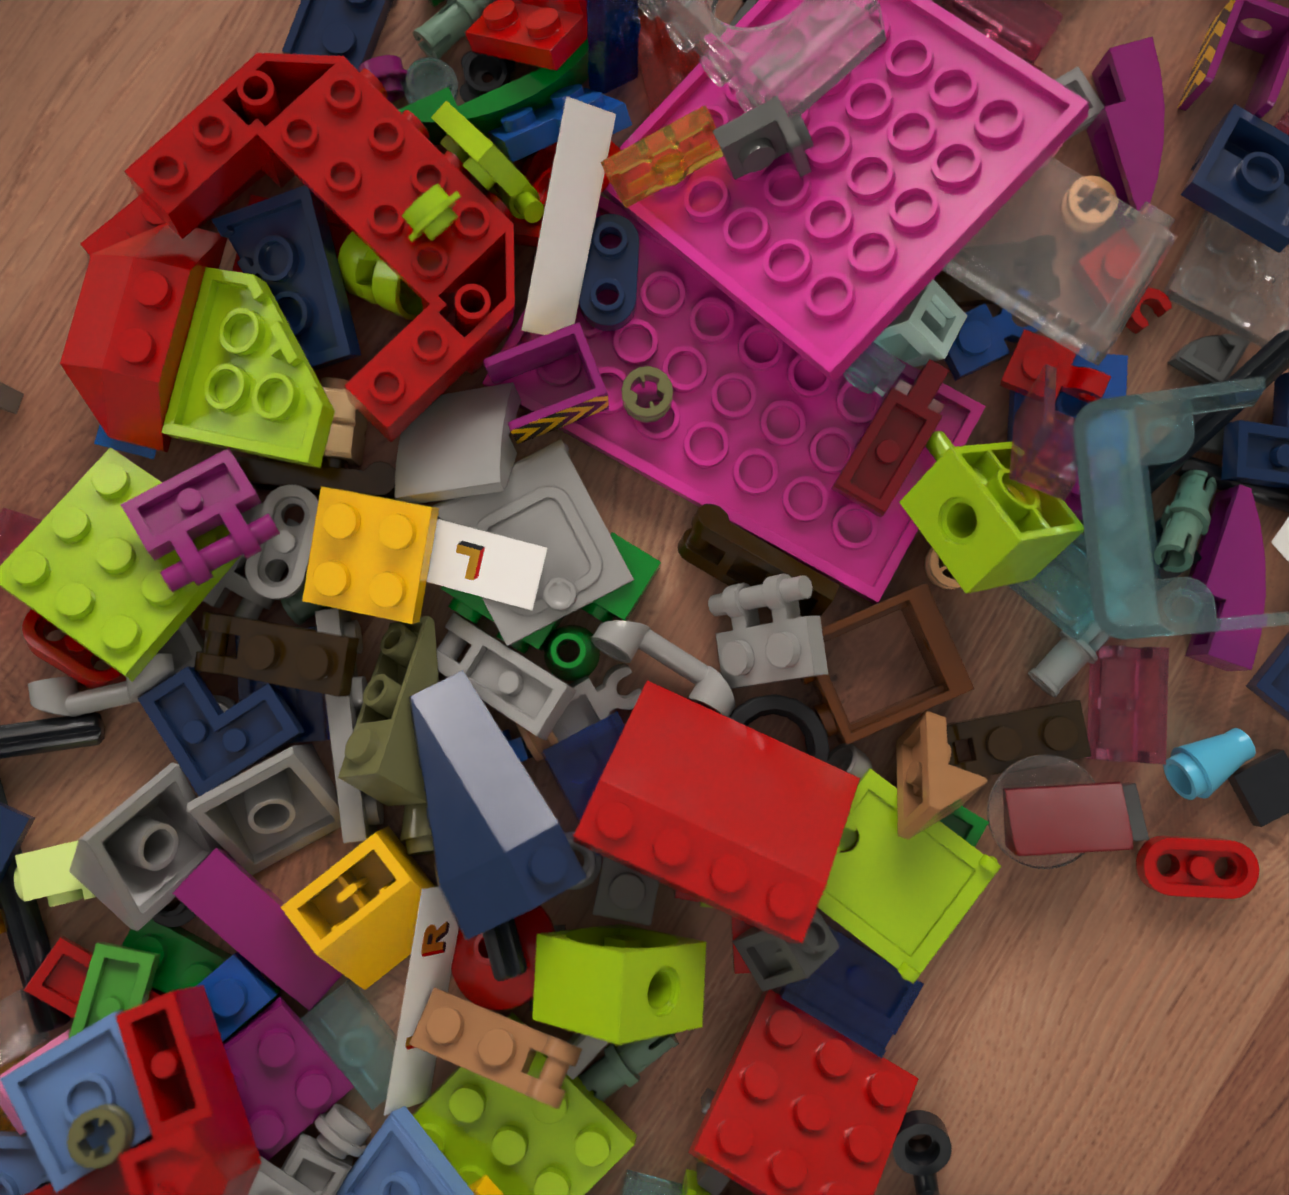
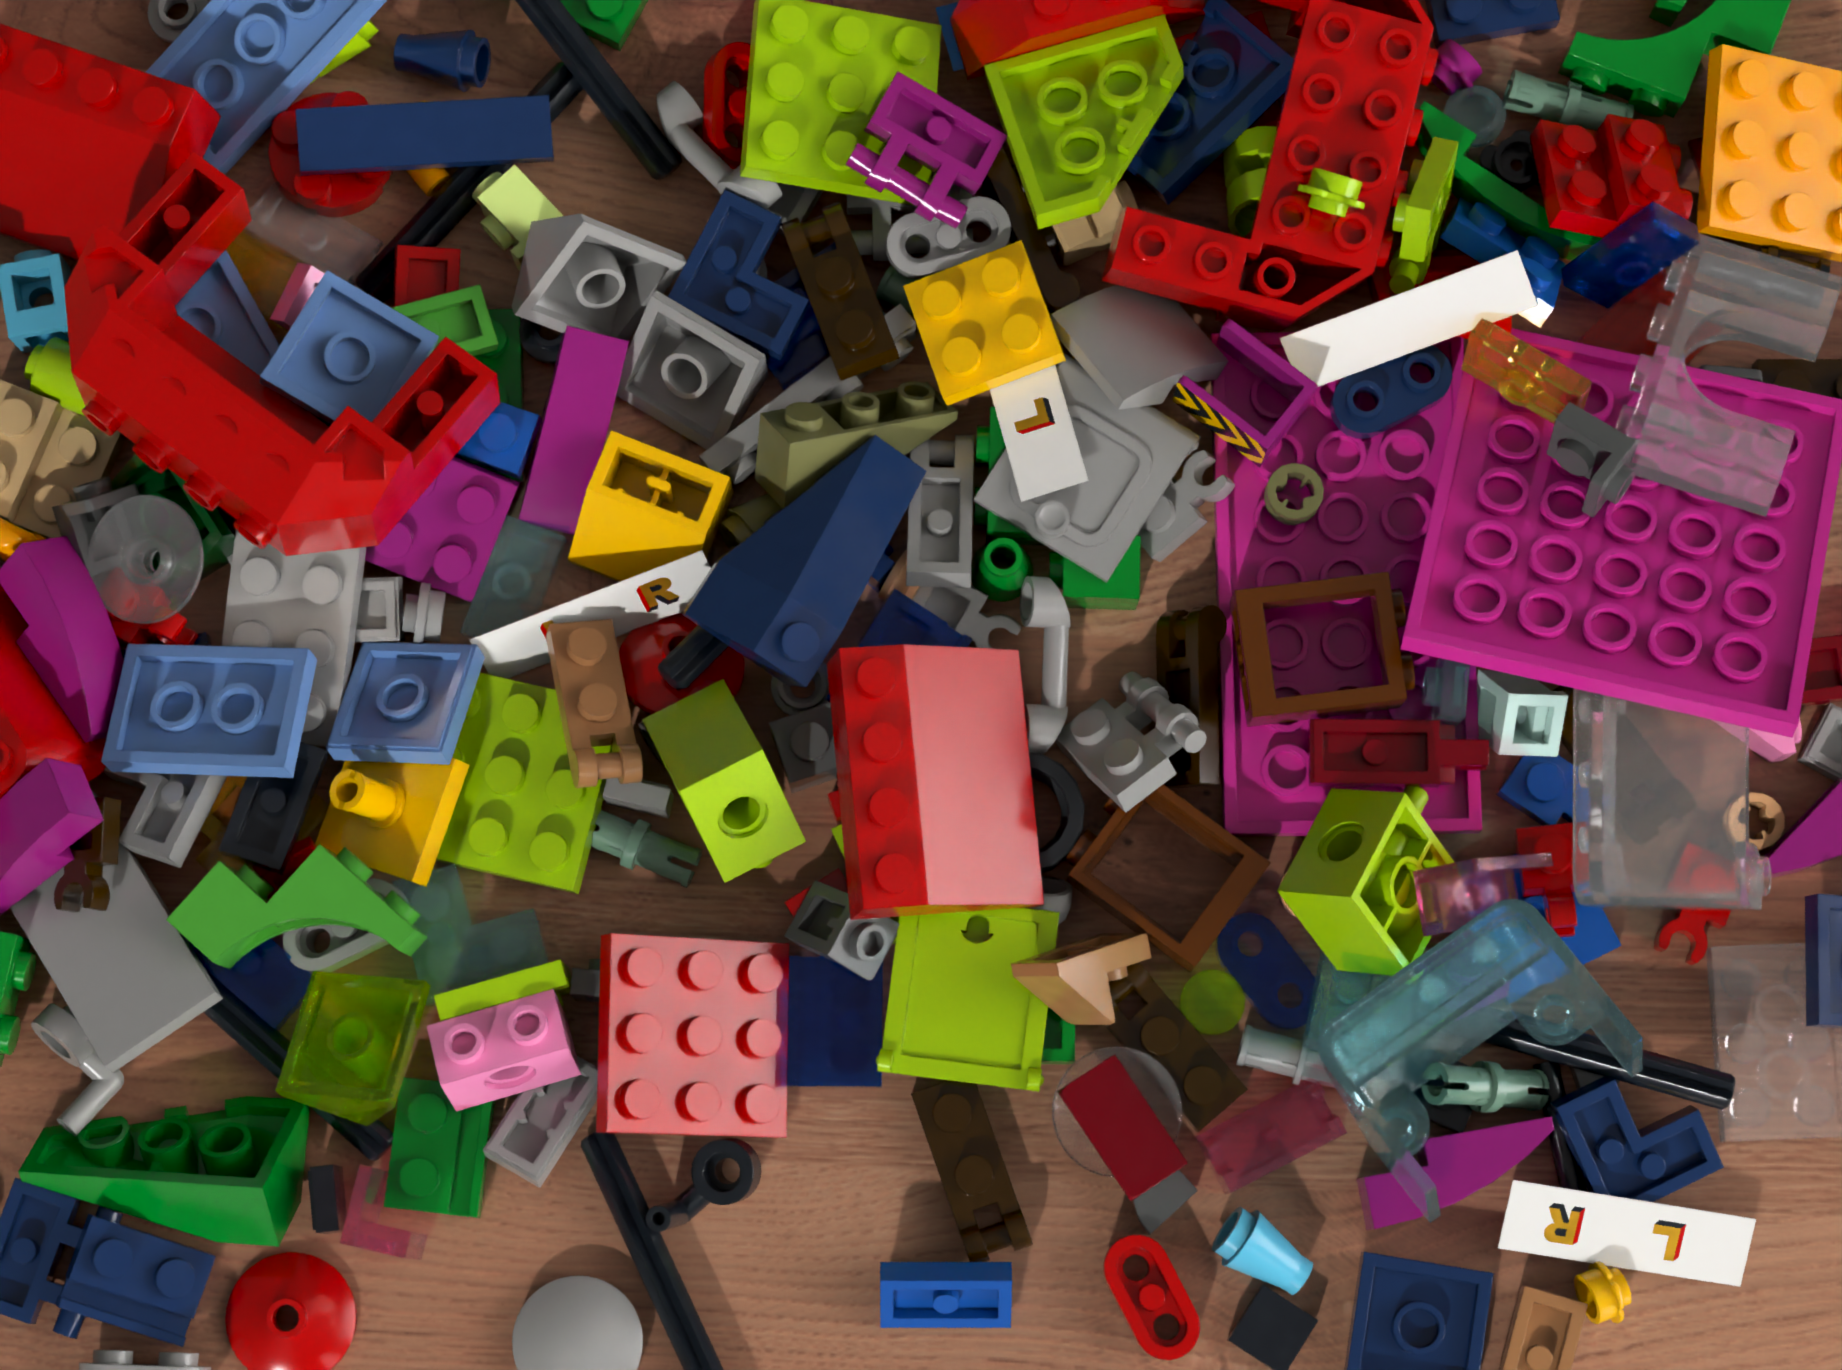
camera: 60 degrees right, 5 degrees down
(83, 1128) = (325, 368): olive bush -> none
(608, 492) = (1177, 511): none -> light grey plate
(760, 499) = (1255, 662): none -> reddish brown window
(997, 687) = (1212, 1002): none -> clear neon green tile
(999, 630) = (1266, 972): none -> clear blue plate
(1024, 948) = (970, 1167): none -> dark brown plate
(1117, 1011) = (945, 1294): none -> blue plate
(1210, 357) = (1673, 1031): dark grey tile -> none

